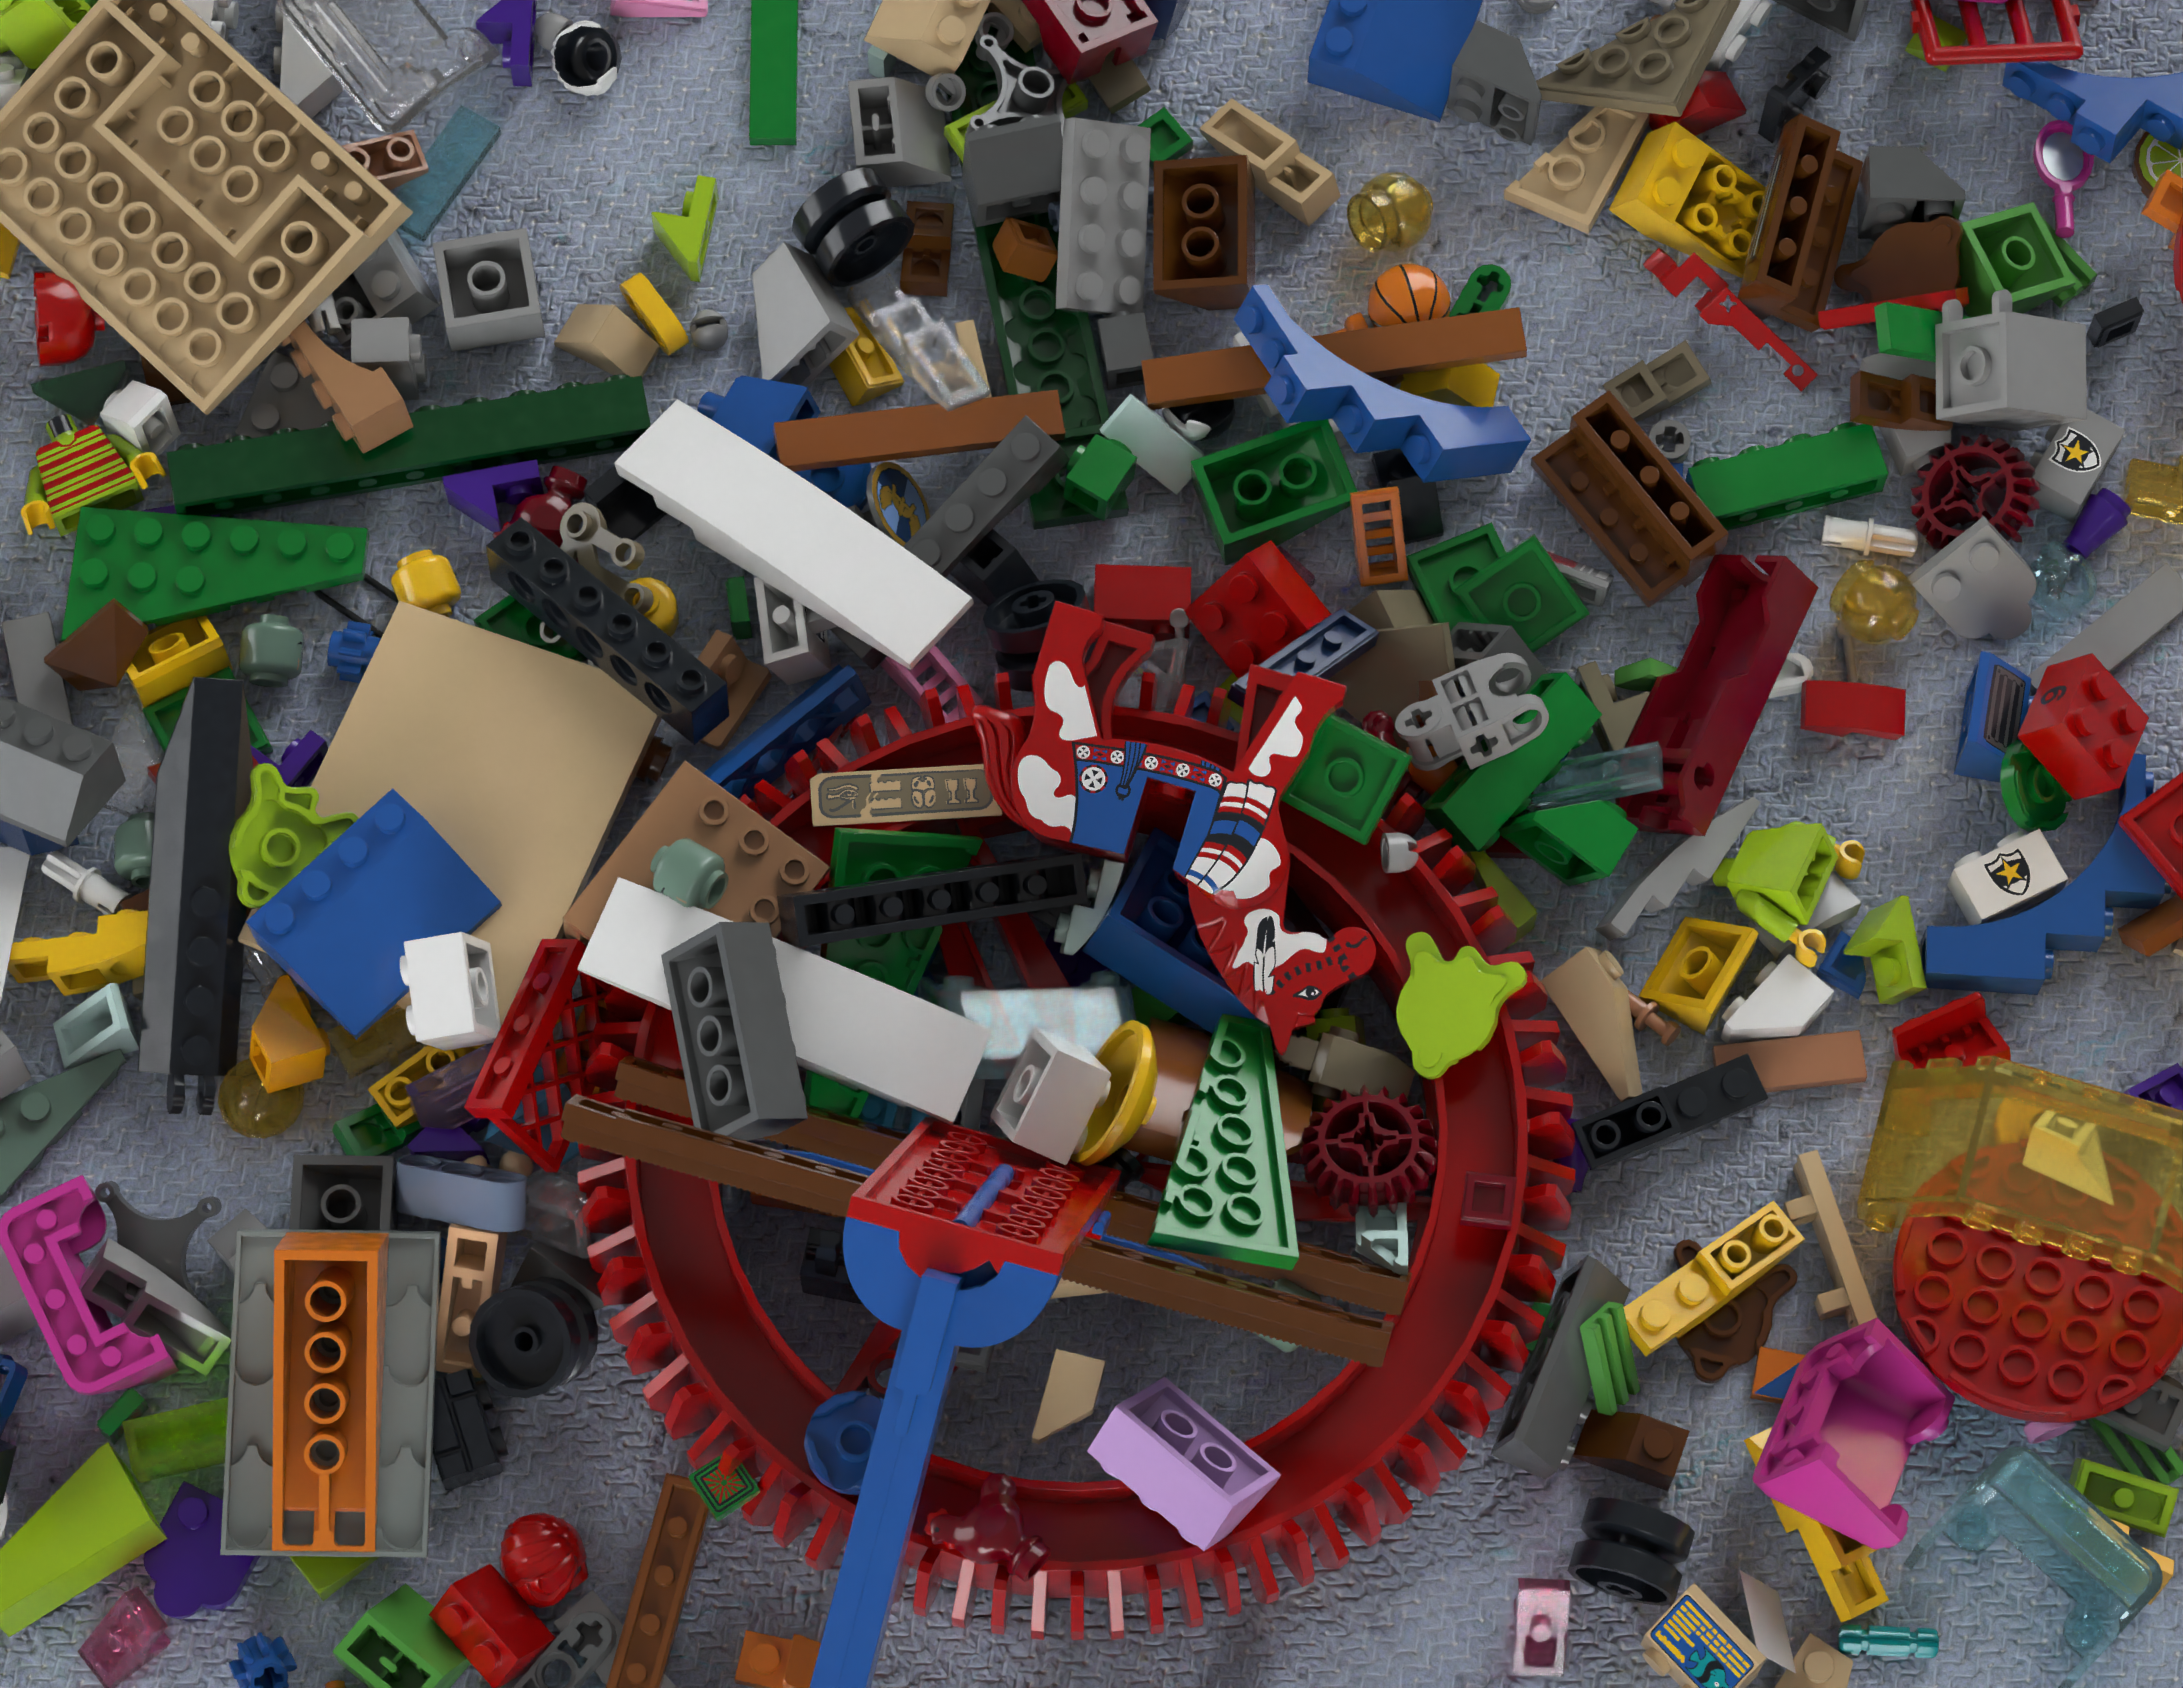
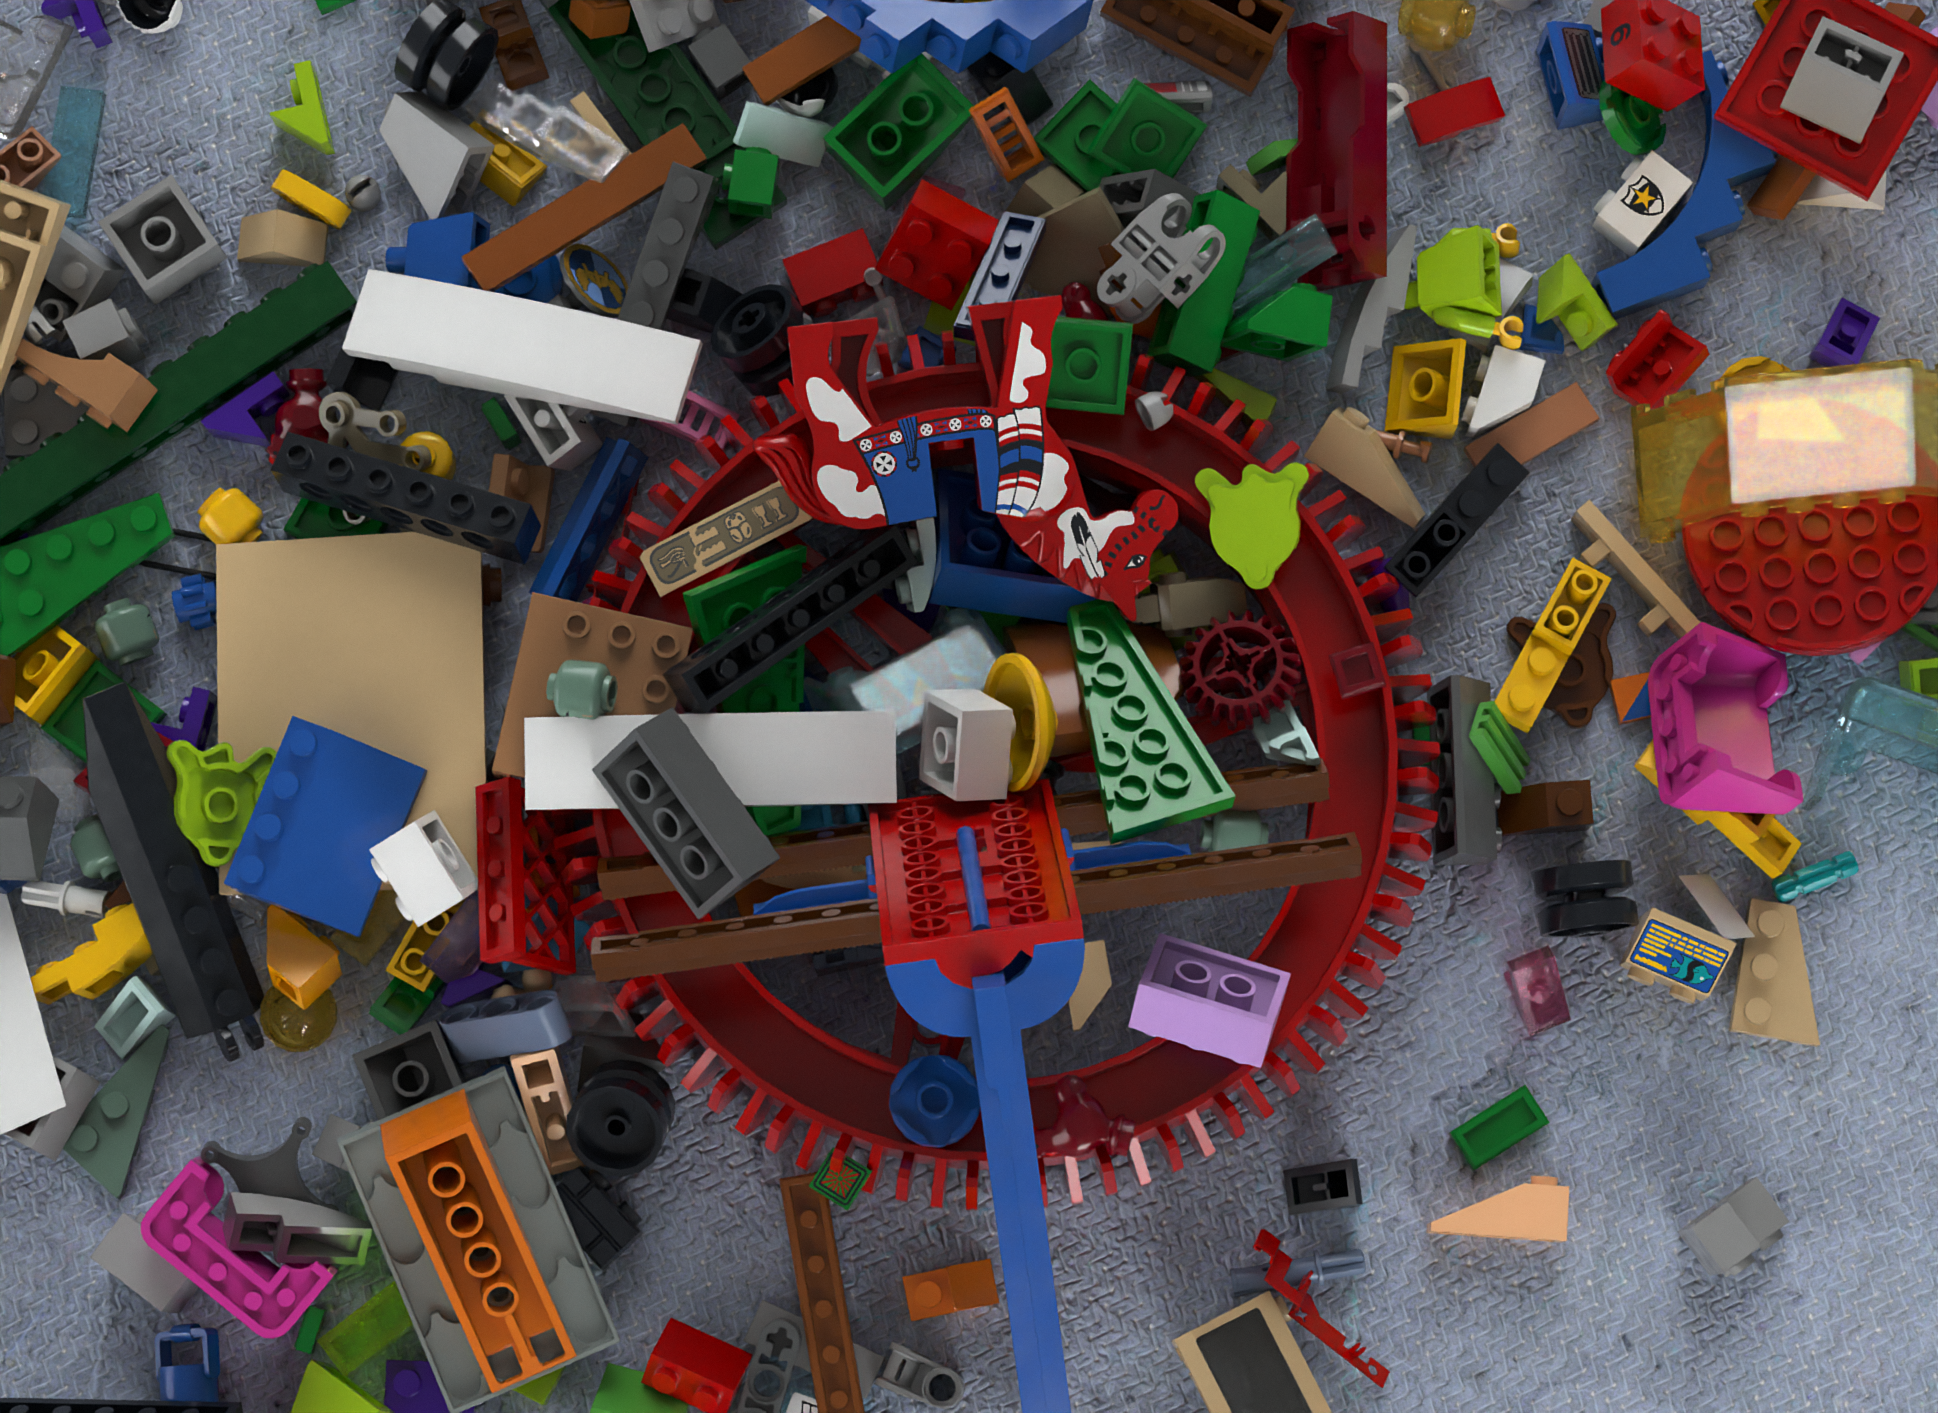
camera: 20 degrees left, 10 degrees up
(542, 1558) = (711, 1294): red hair -> none

